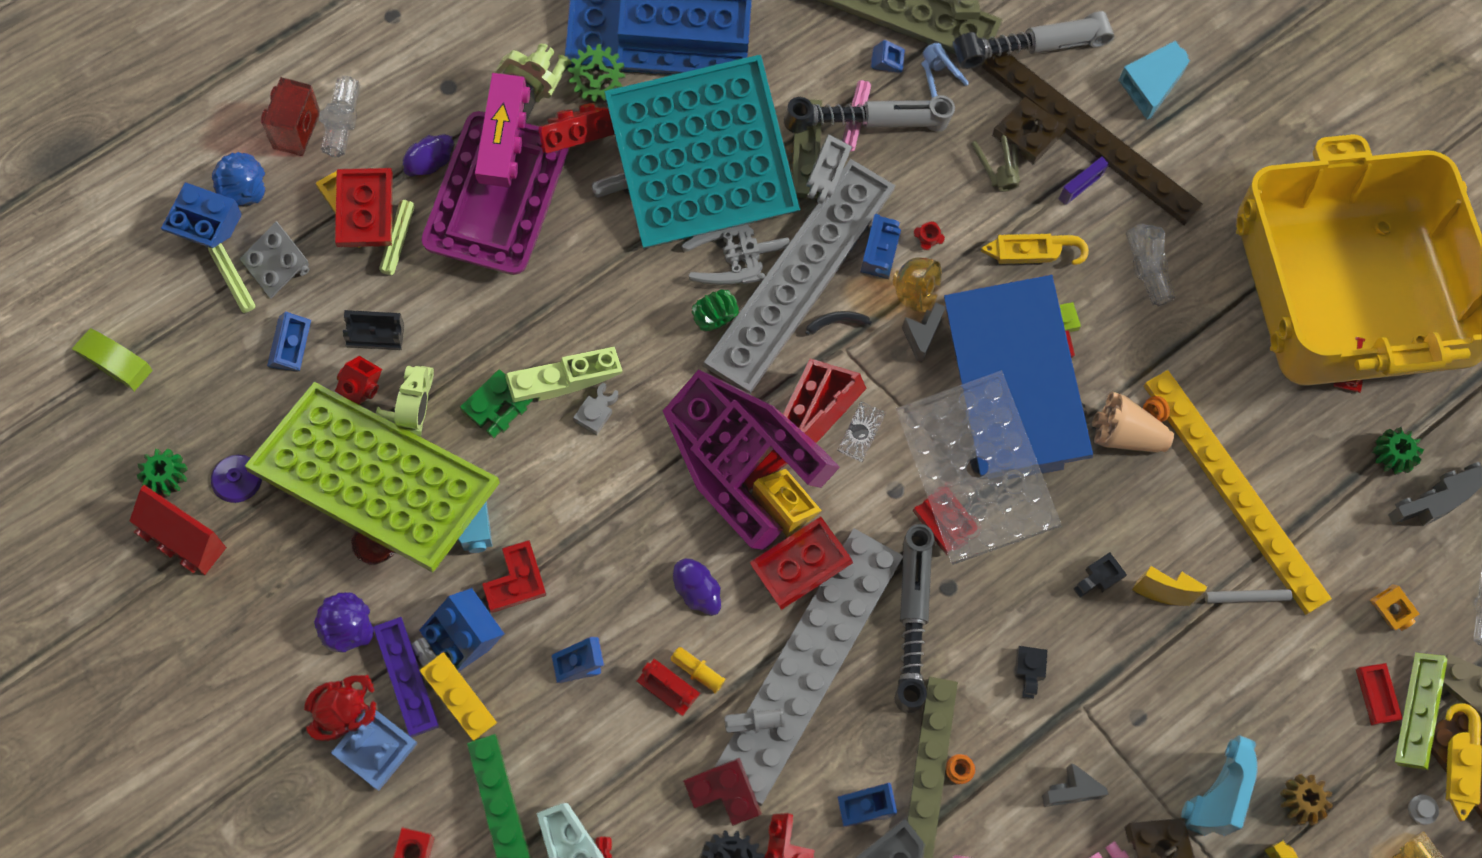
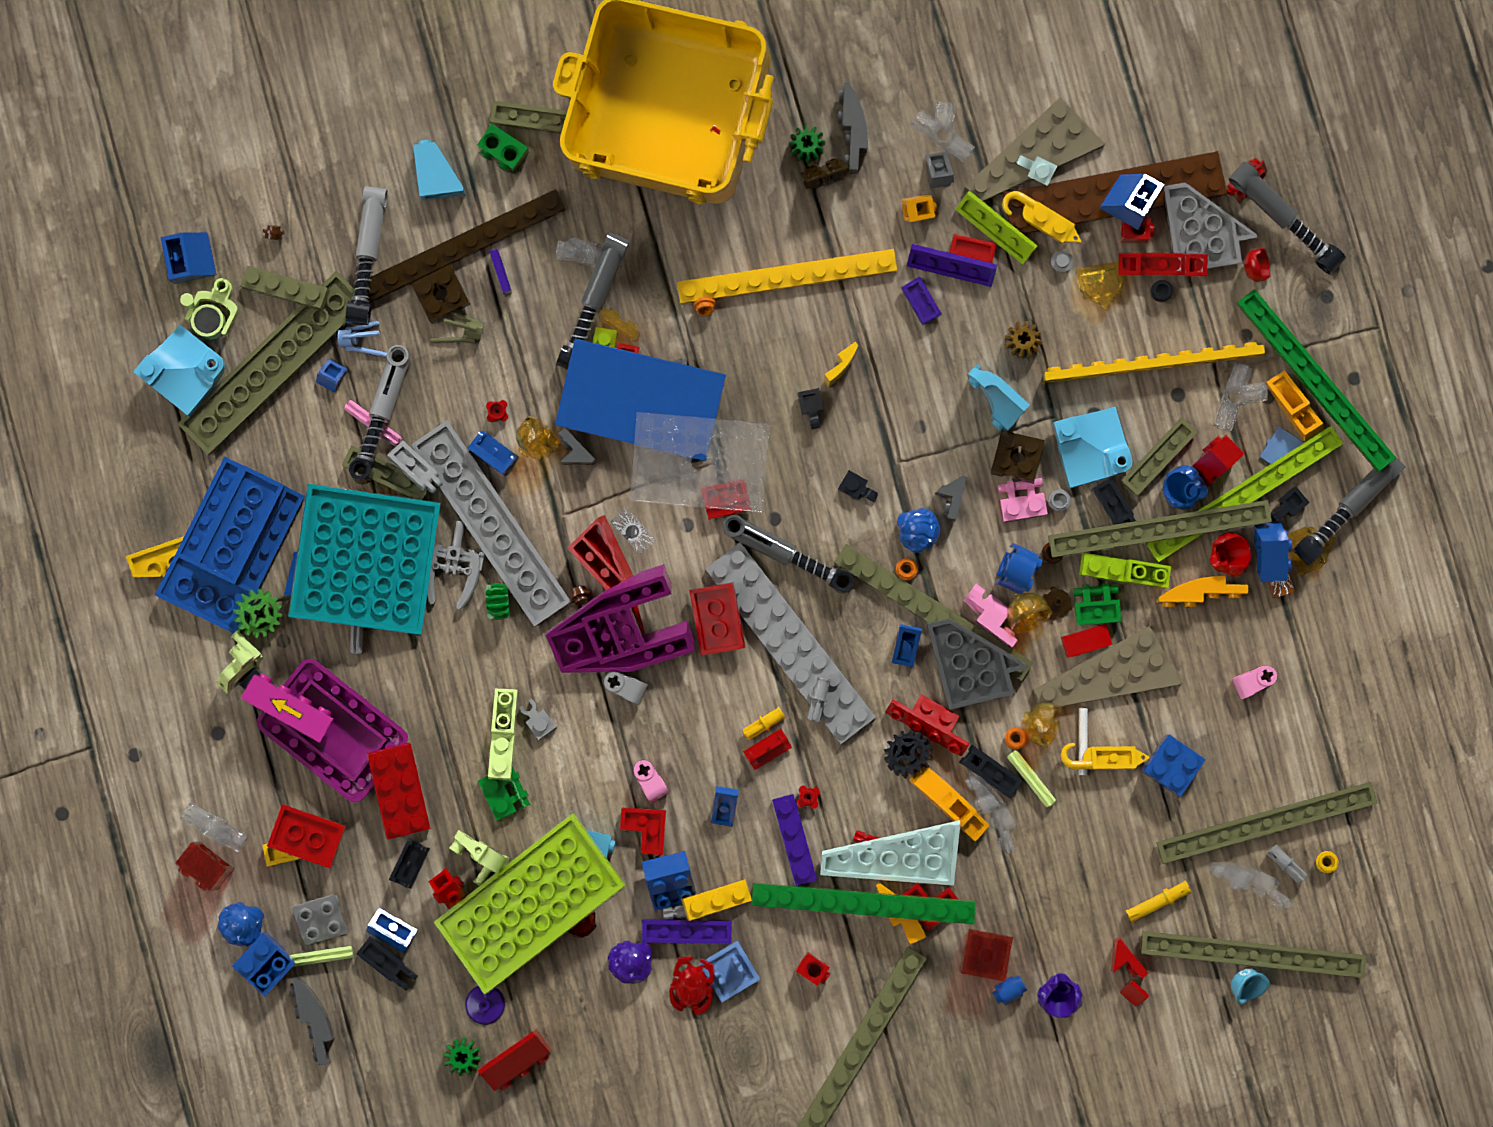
camera: 60 degrees left, 15 degrees up
(113, 359) = (354, 1067): lime slope -> none
(164, 290) = (311, 1010): none -> dark grey slope
(247, 348) = (385, 962): none -> black hinge
(399, 231) = (329, 814): yellowish green axle -> none
(428, 155) = (274, 770): dark purple arm -> none
(453, 285) = (398, 790): none -> red plate
(569, 764) = (794, 839): none -> dark purple plate
(570, 564) = (652, 784): none -> bright pink piece
(575, 128) = (301, 648): red bracket -> none
(635, 765) = (803, 801): none -> red plate
(675, 493) = (628, 689): none -> light grey piece
(697, 586) = (702, 699): dark purple arm -> none
(728, 783) = (853, 734): dark red plate -> none
(763, 394) = (579, 595): none -> reddish brown plate
(785, 501) = (666, 610): yellow slope -> none
(838, 316) = (534, 513): black piece -> none
(1014, 763) = (918, 529): none -> blue hair
(1033, 248) = (540, 336): yellow plate -> none
(1091, 316) = (627, 328): none -> clear yellow plate
(1130, 427) = (711, 334): light nougat cone -> none
(1171, 280) = (596, 291): none -> dark grey piece
(1221, 134) = (506, 145): none -> green brick
(1248, 596) = (867, 306): light grey bar -> none
(1260, 137) = (527, 117): none -> olive plate
(1287, 656) = (921, 301): none -> dark purple plate
(1349, 675) = (951, 265): none -> dark purple plate
(1389, 490) = (832, 167): none -> dark brown hinge
(1448, 616) = (939, 170): none -> dark grey slope

